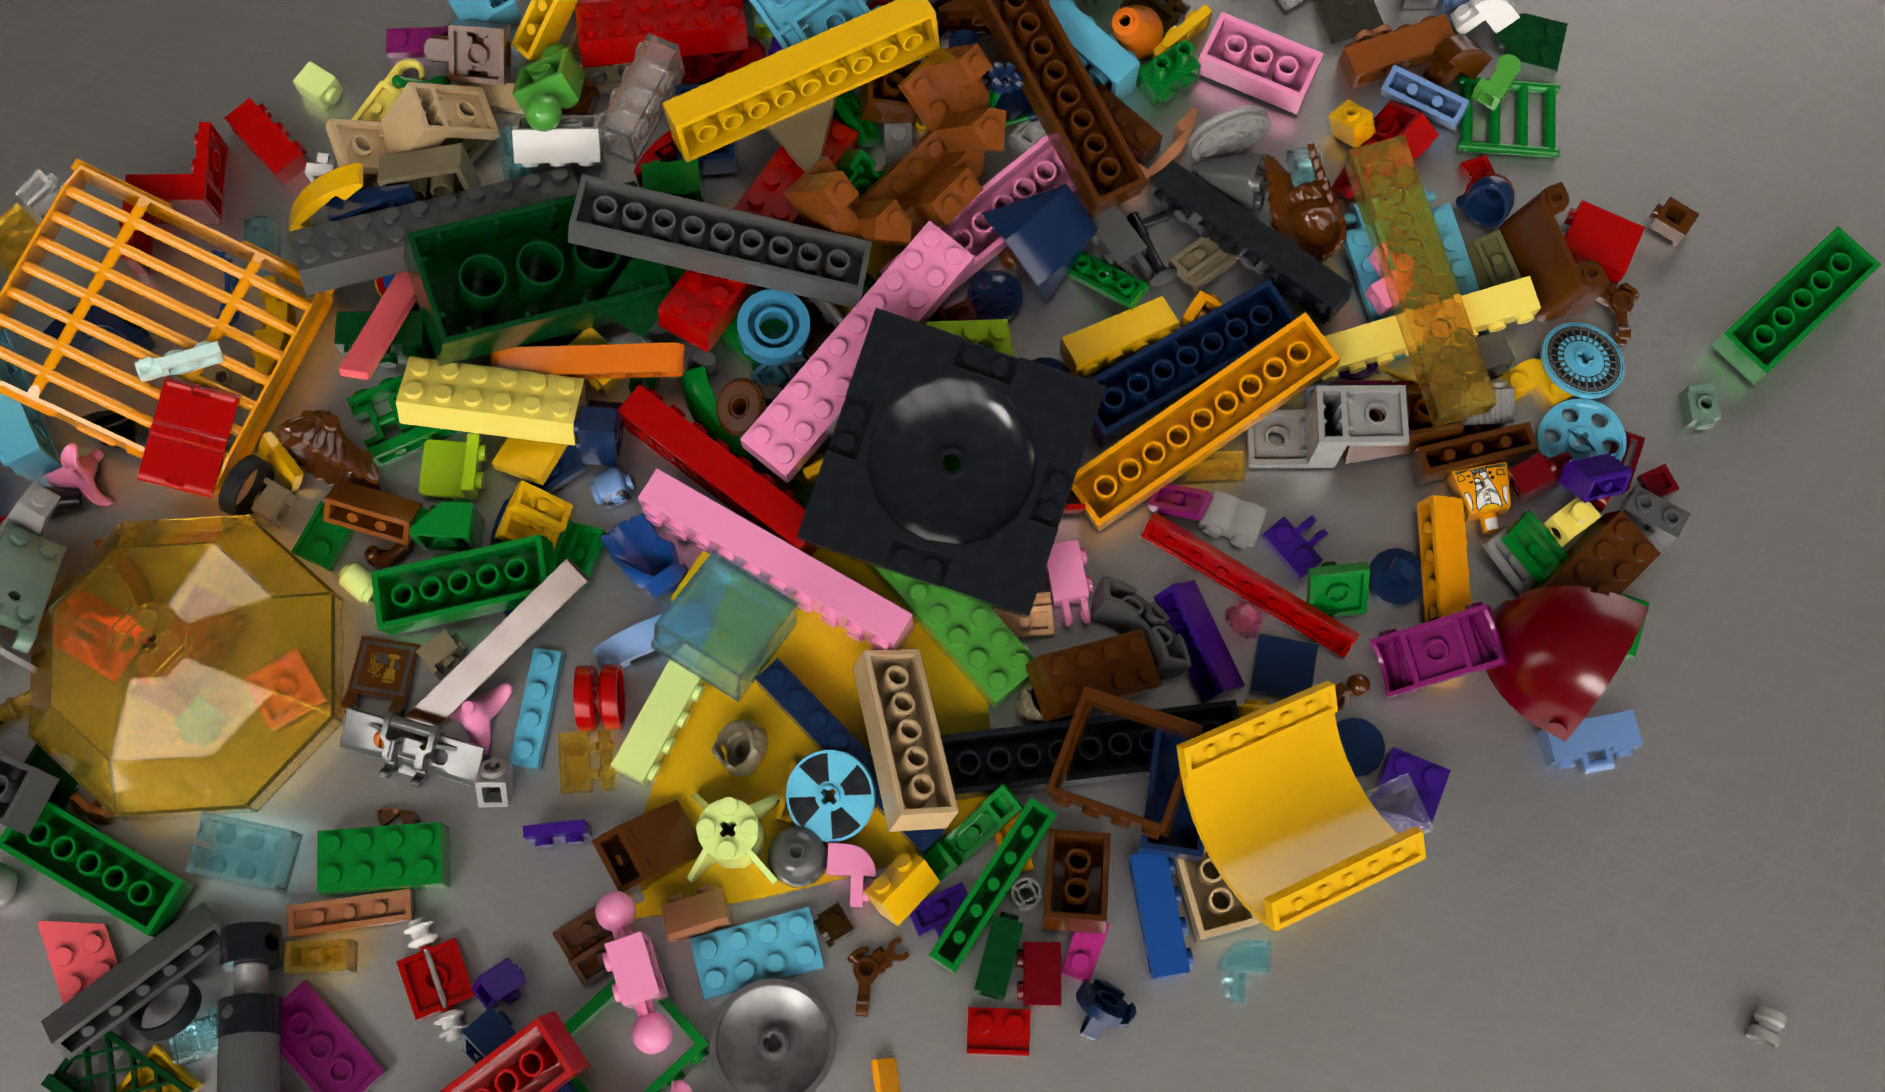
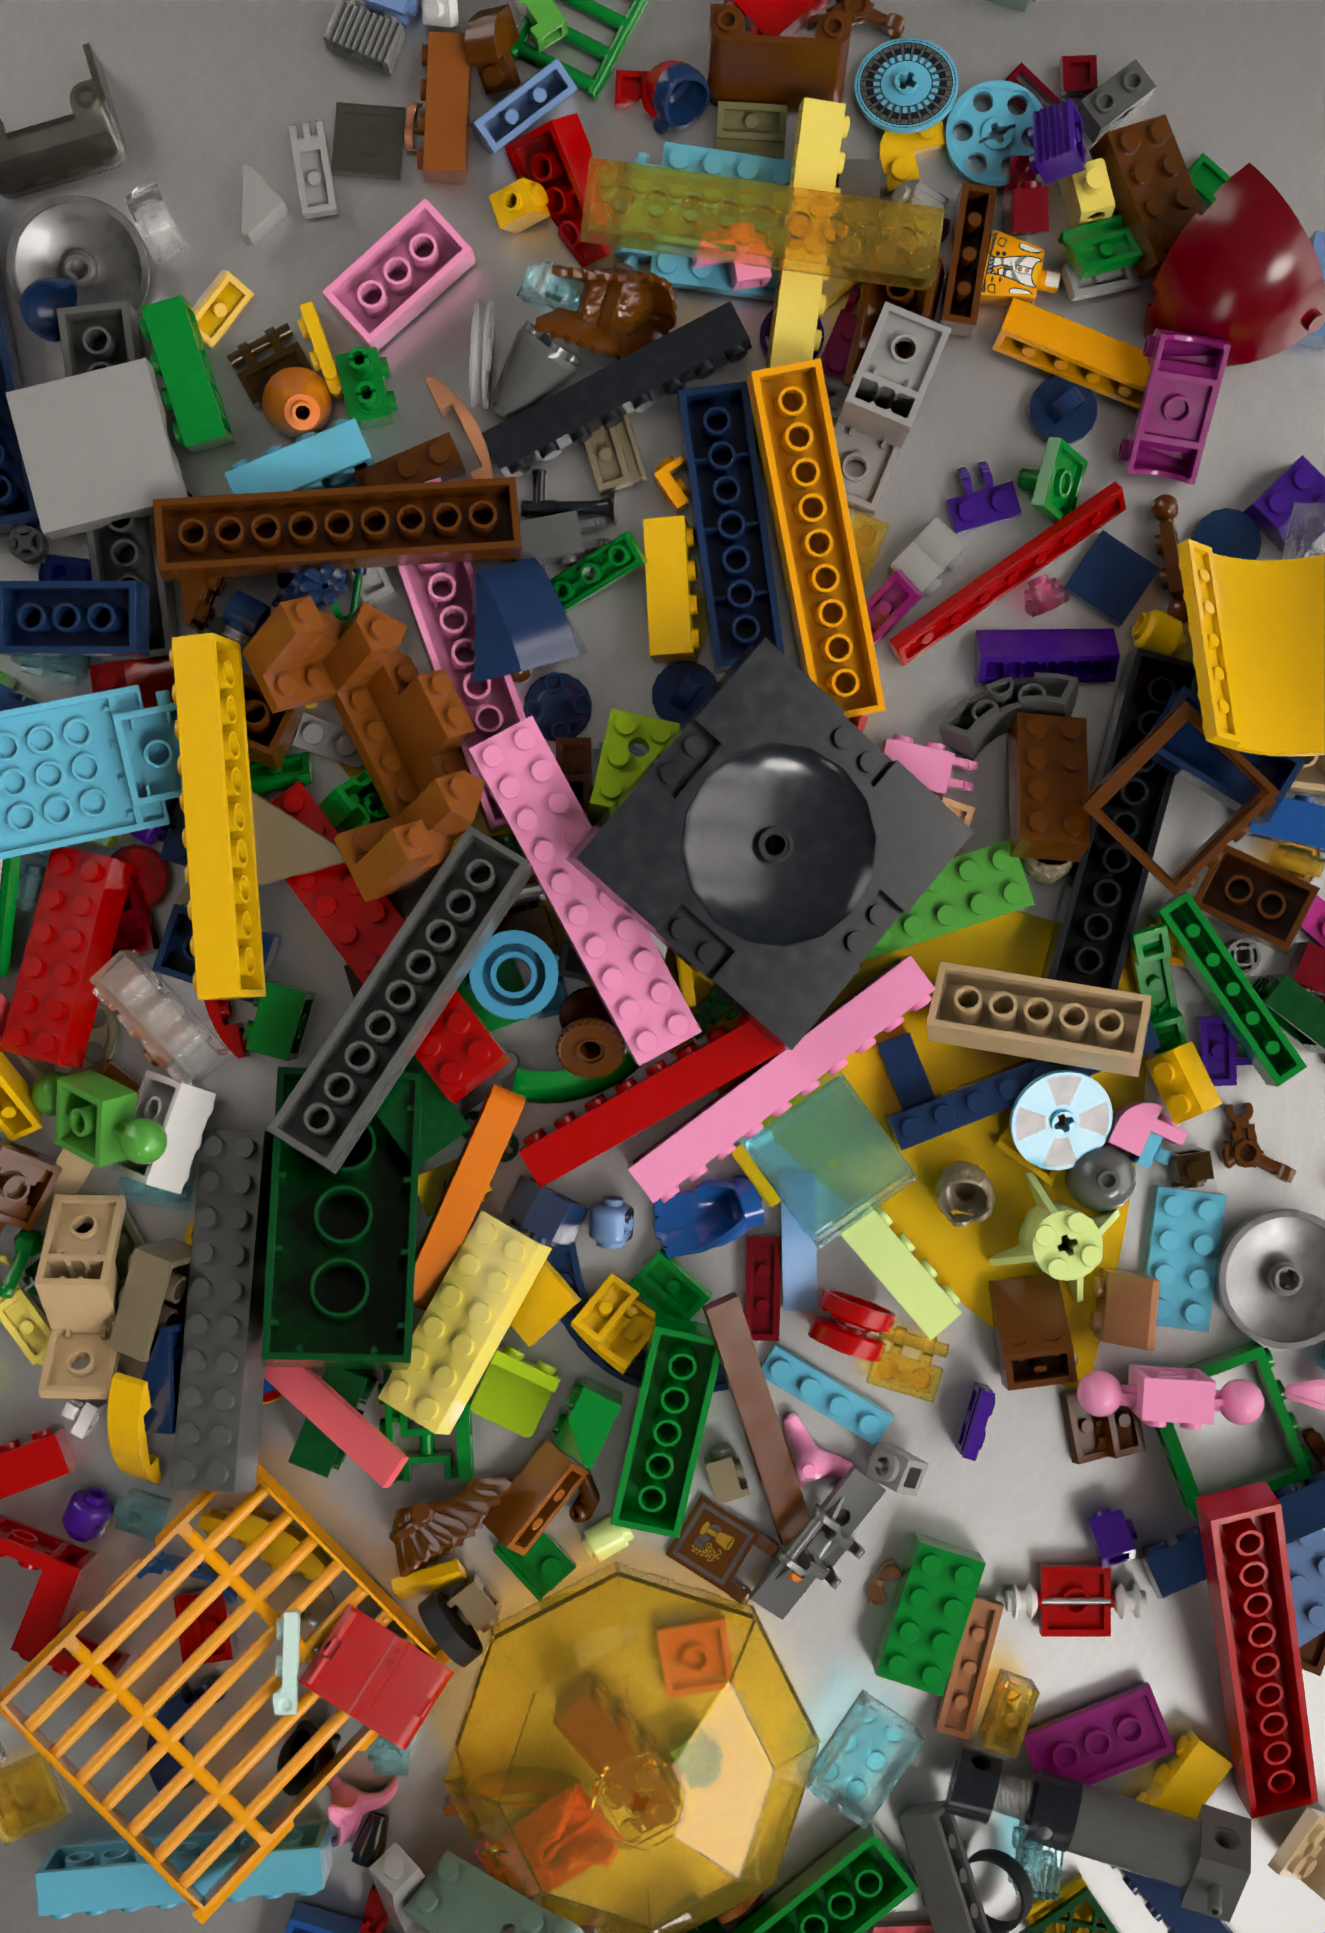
camera: 70 degrees left, 15 degrees up
(131, 491) = (390, 1758): none -> clear light blue brick
(182, 323) = (204, 1626): none -> red plate
(248, 201) = (87, 1514): none -> dark purple head
(602, 623) = (763, 1286): none -> dark red plate
(823, 664) = (905, 1070): none -> dark blue tile
(835, 884) = (1152, 1152): none -> medium azure tile
(1123, 910) = (1297, 860): none -> clear yellow brick

